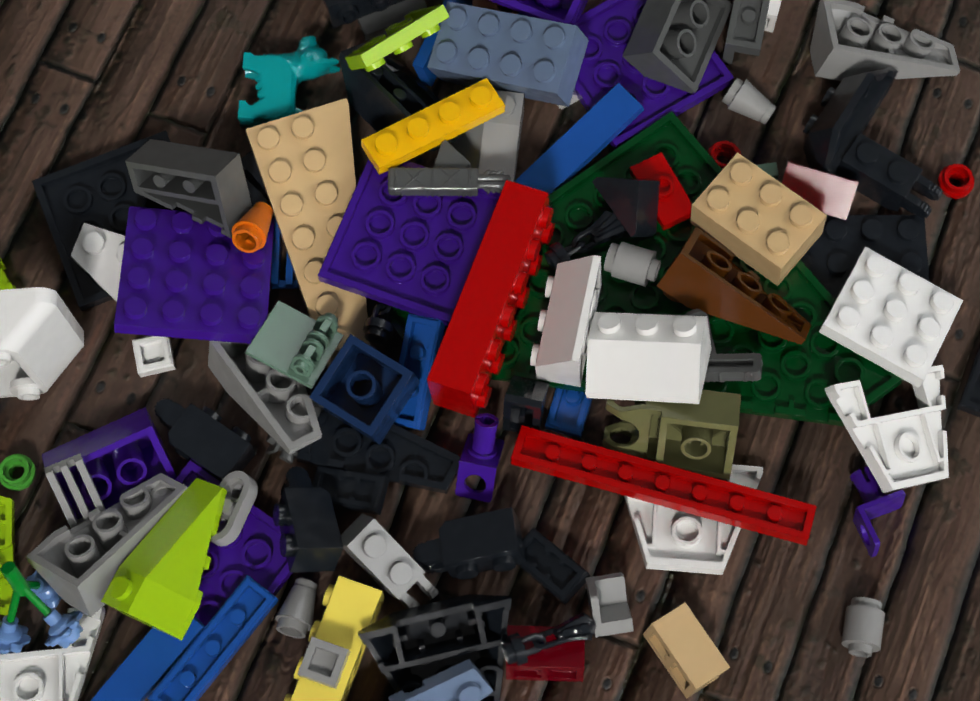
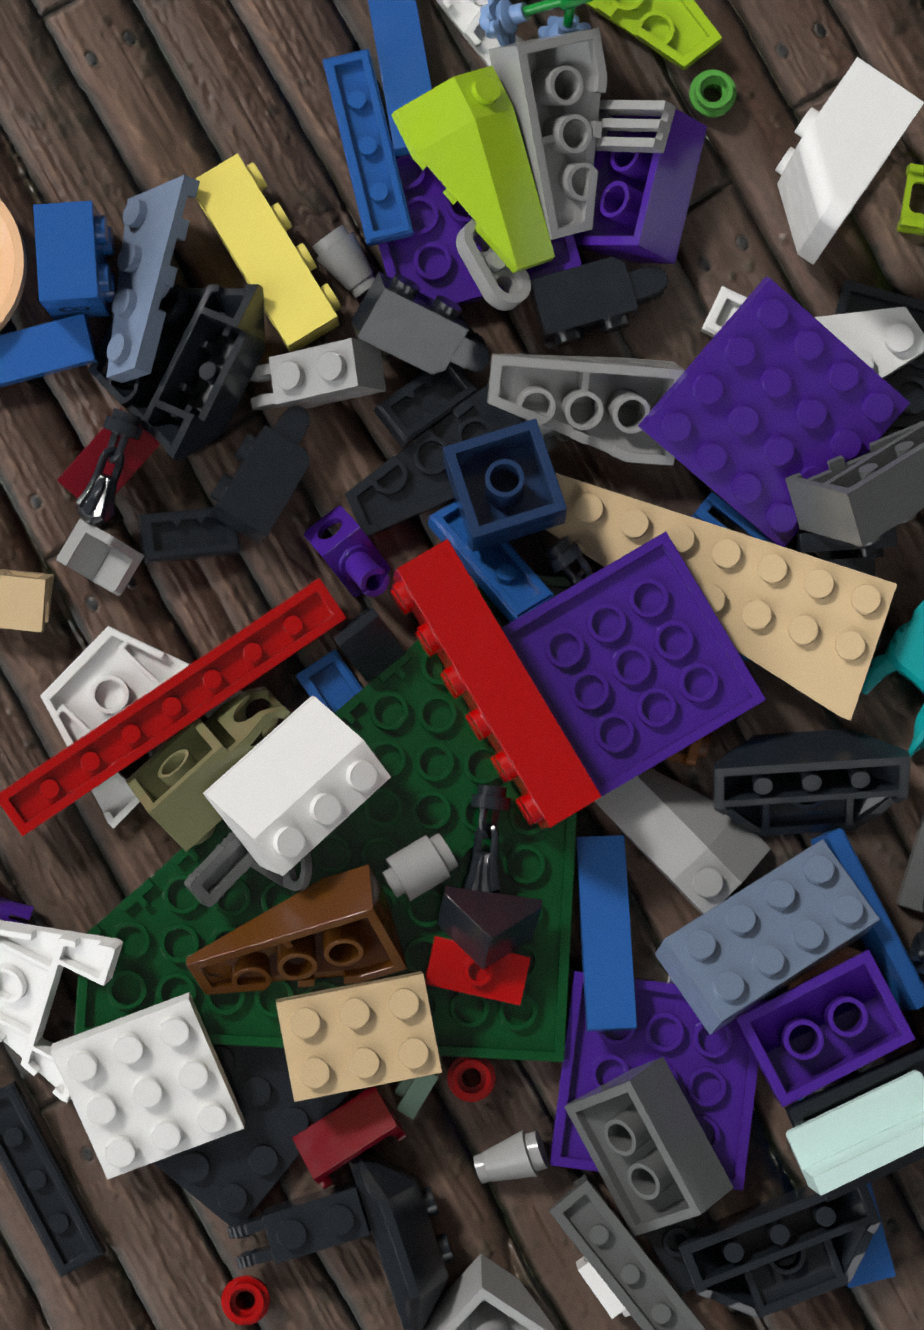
camera: 120 degrees right, 15 degrees up
(252, 229) = (777, 509): orange cone -> none
(296, 343) = (611, 454): sand green hinge -> none
(323, 662) = (257, 231): light grey plate -> none
(416, 23) = (877, 840): lime wing -> none
(432, 126) = (738, 782): yellow plate -> none
(448, 177) = (667, 749): dark grey piece -> none
(567, 321) = (408, 744): white slope -> none

